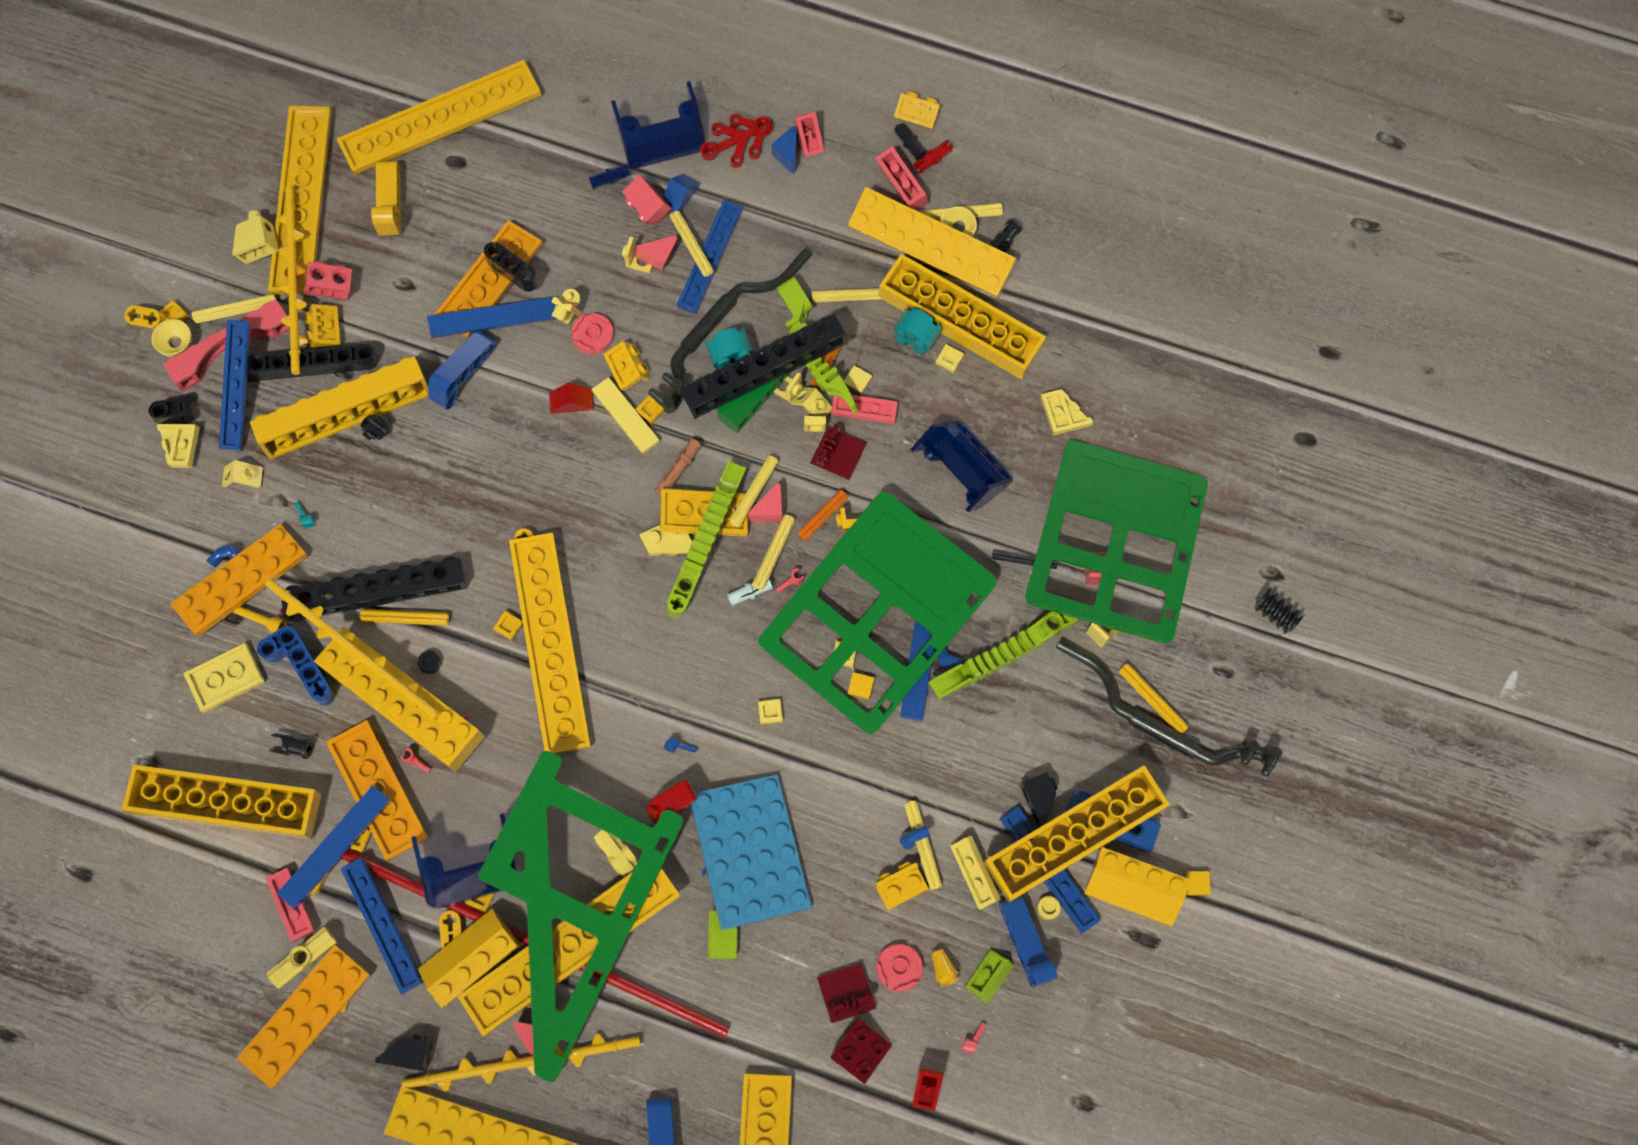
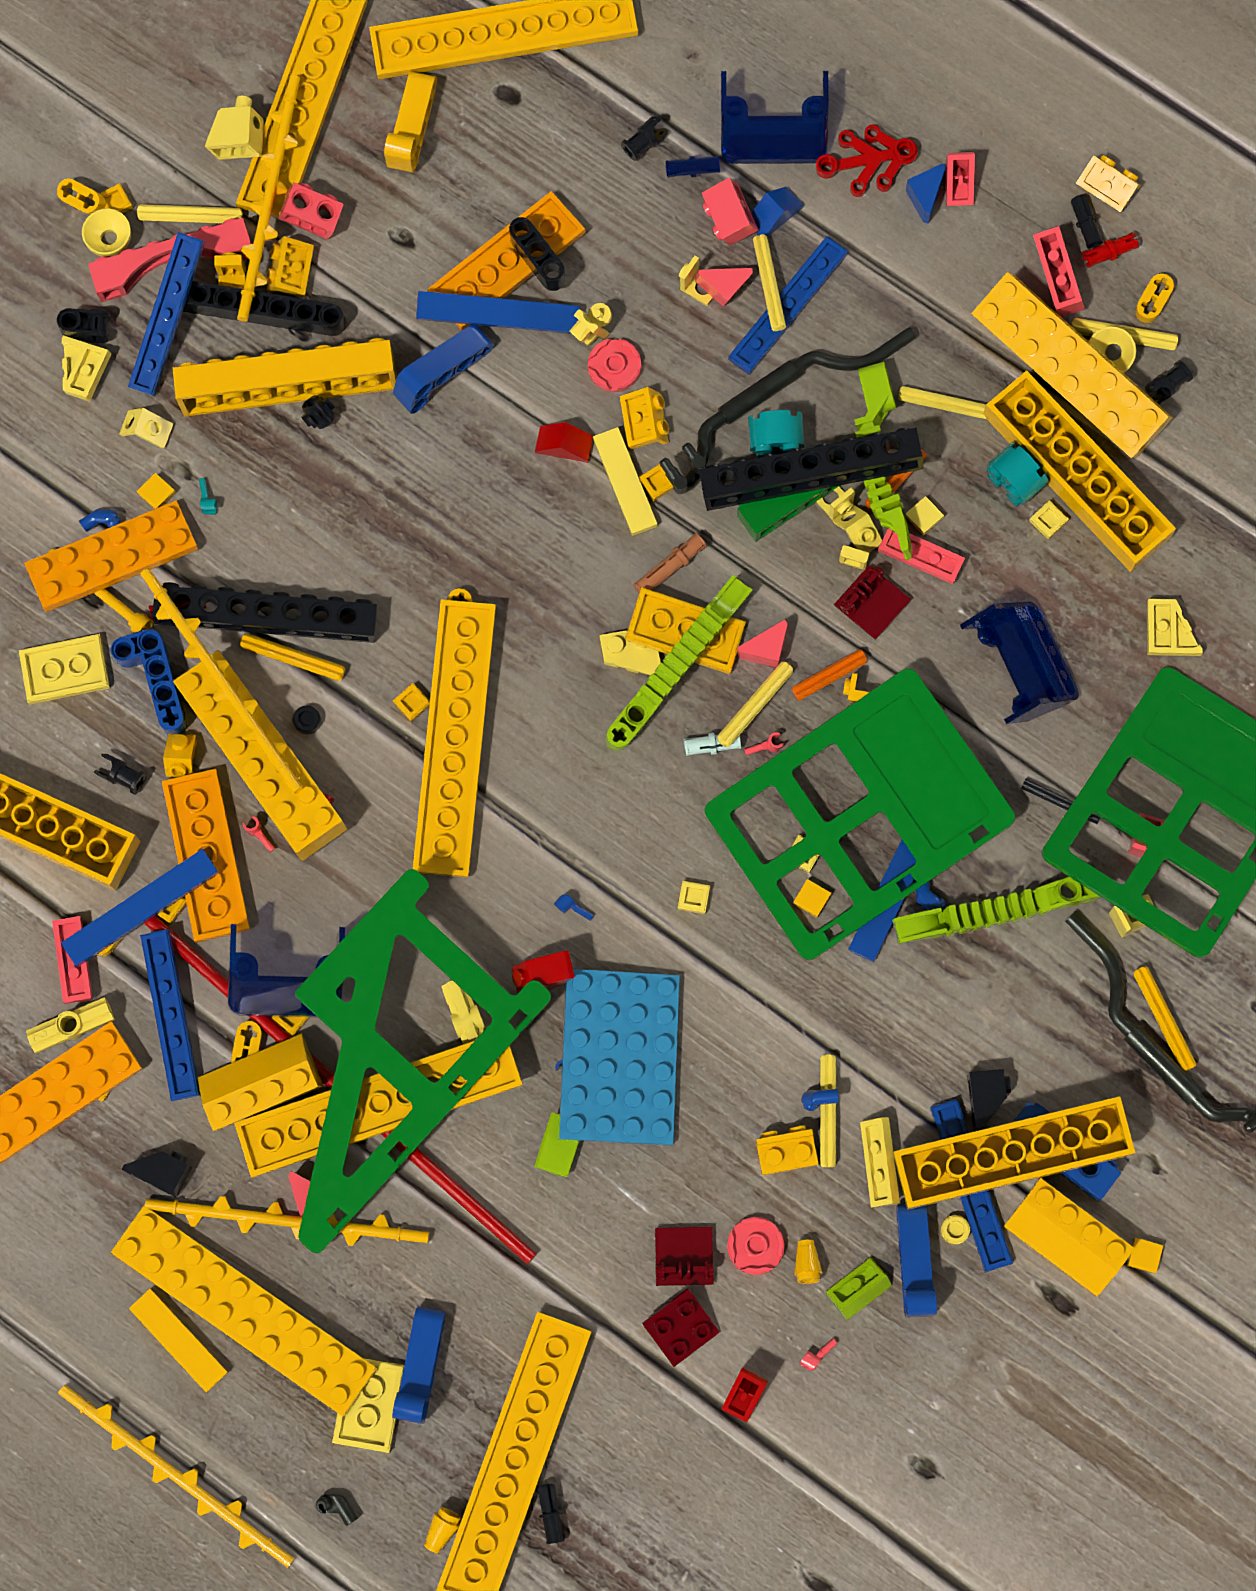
camera: 25 degrees right, 5 degrees up
(262, 521) = (156, 491): none -> yellow tile
(276, 339) = (230, 270): none -> yellow bracket
(334, 718) = (179, 755): none -> yellow bracket
(566, 166) = (643, 138): none -> black piece
(753, 491) = (753, 621): light yellow axle -> none
(980, 183) = (1149, 295): none -> yellow beam

